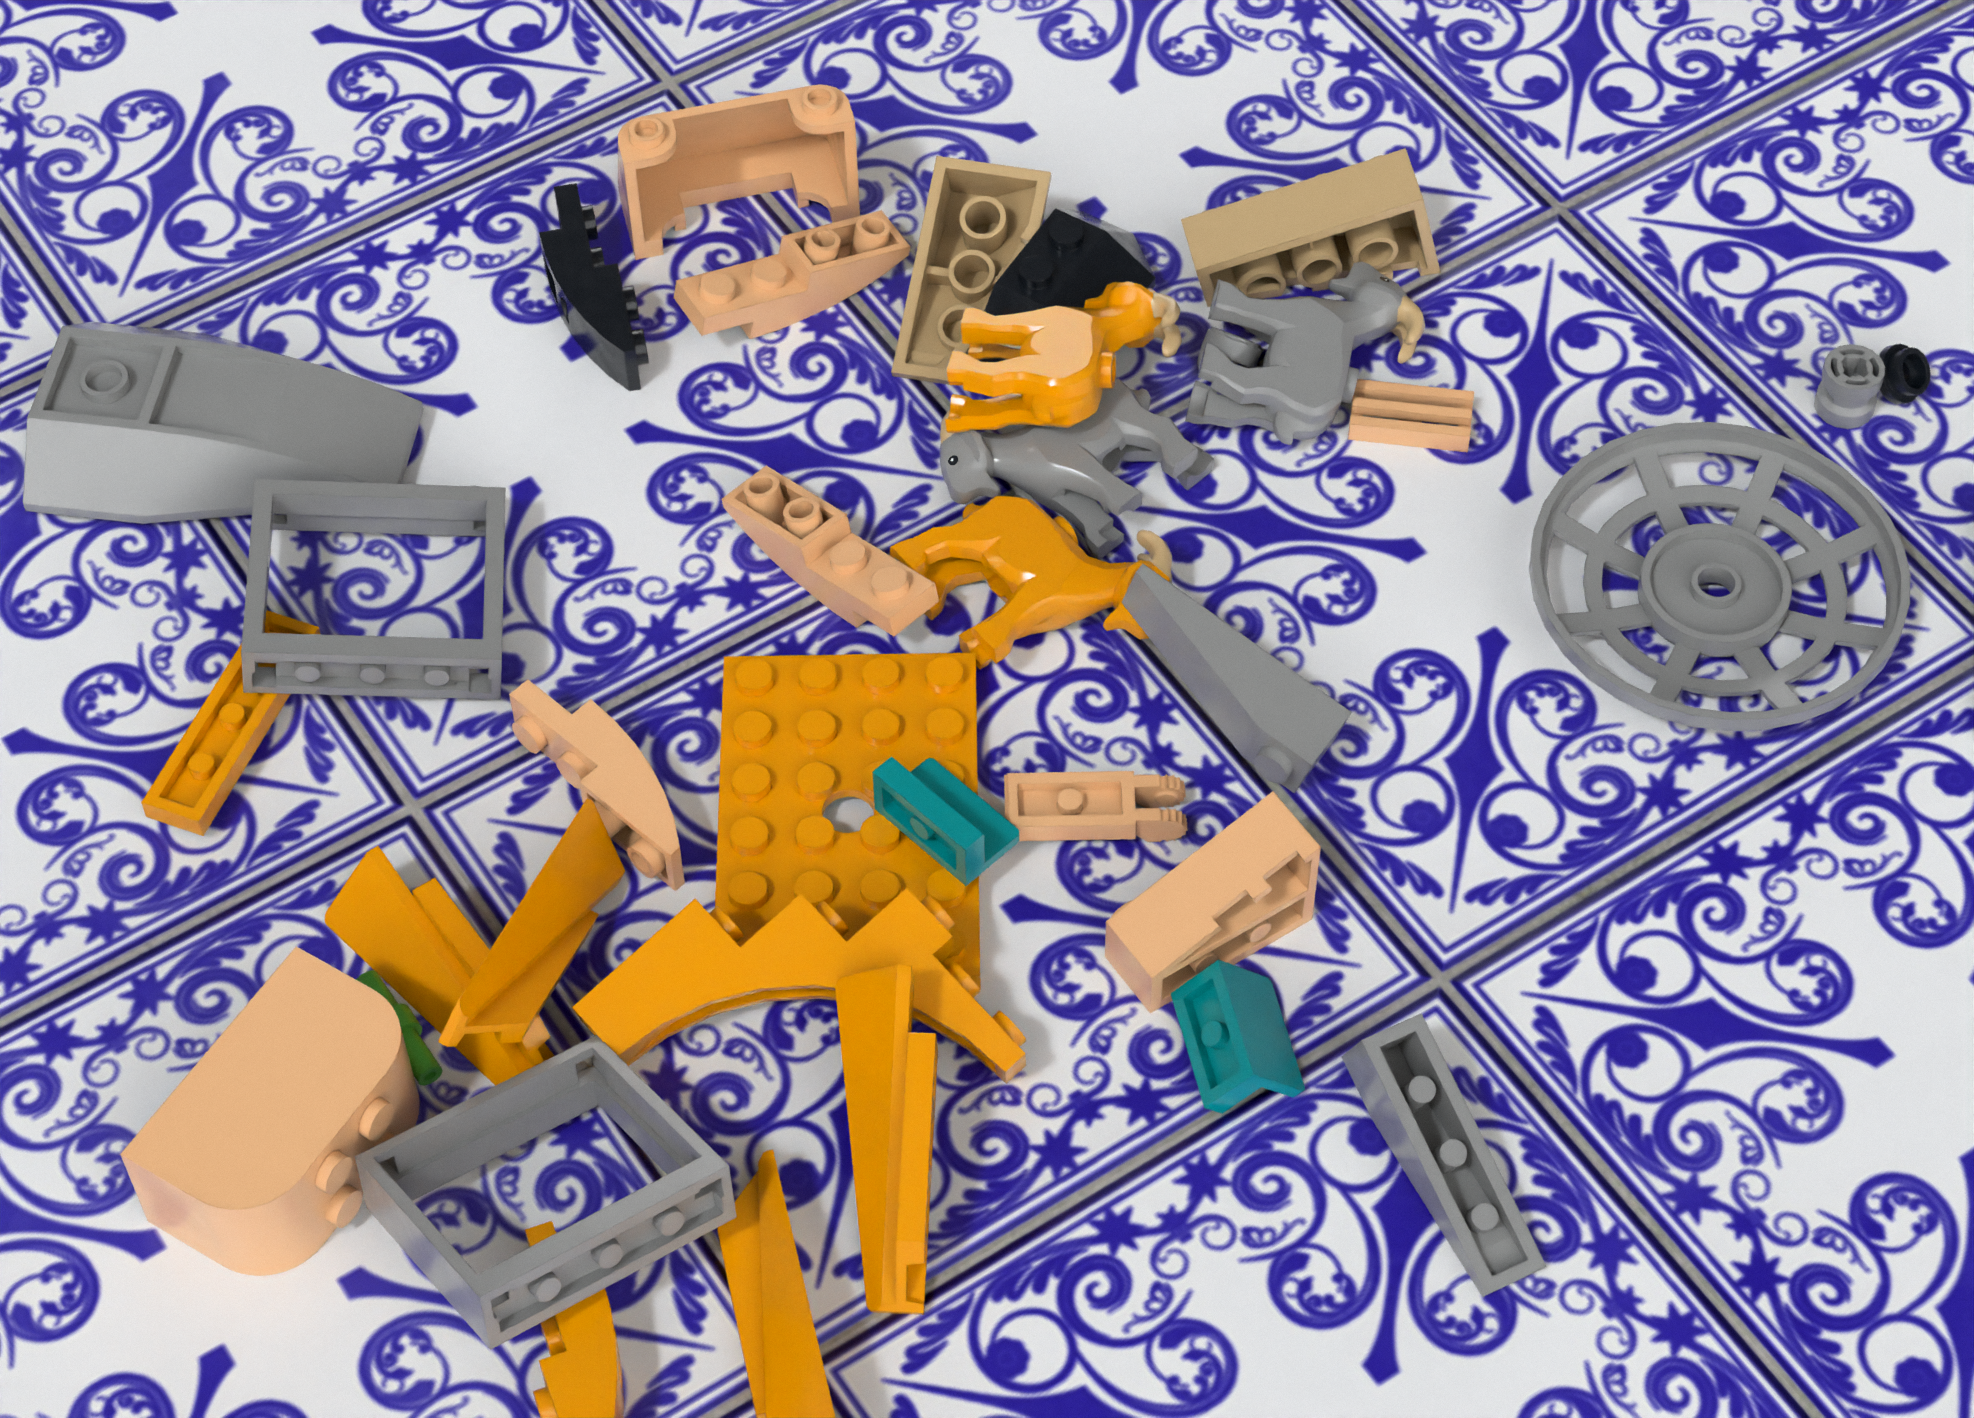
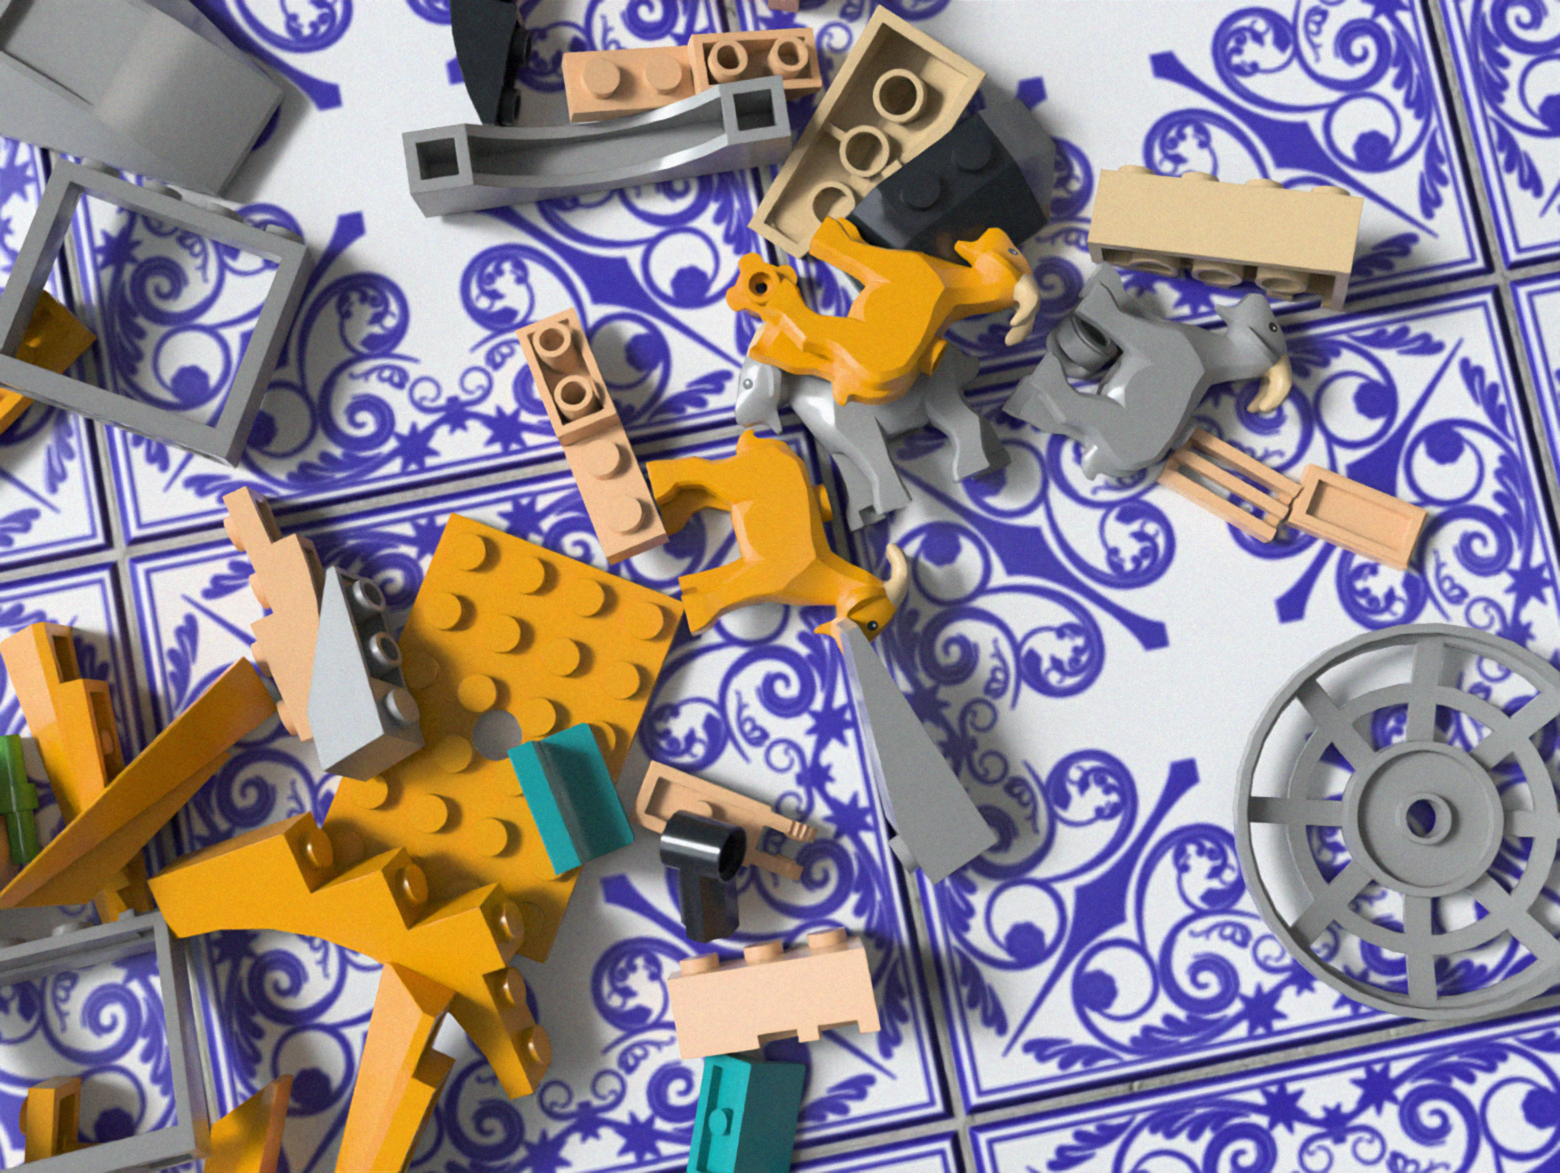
camera: 25 degrees right, 30 degrees up
(640, 390) = (493, 166): none -> light grey arch
(708, 799) = (357, 689): none -> light grey slope
(924, 407) = (752, 272): none -> light orange plate
(1094, 811) = (706, 863): none -> black piece
(1533, 404) = (1356, 517): none -> light nougat tile

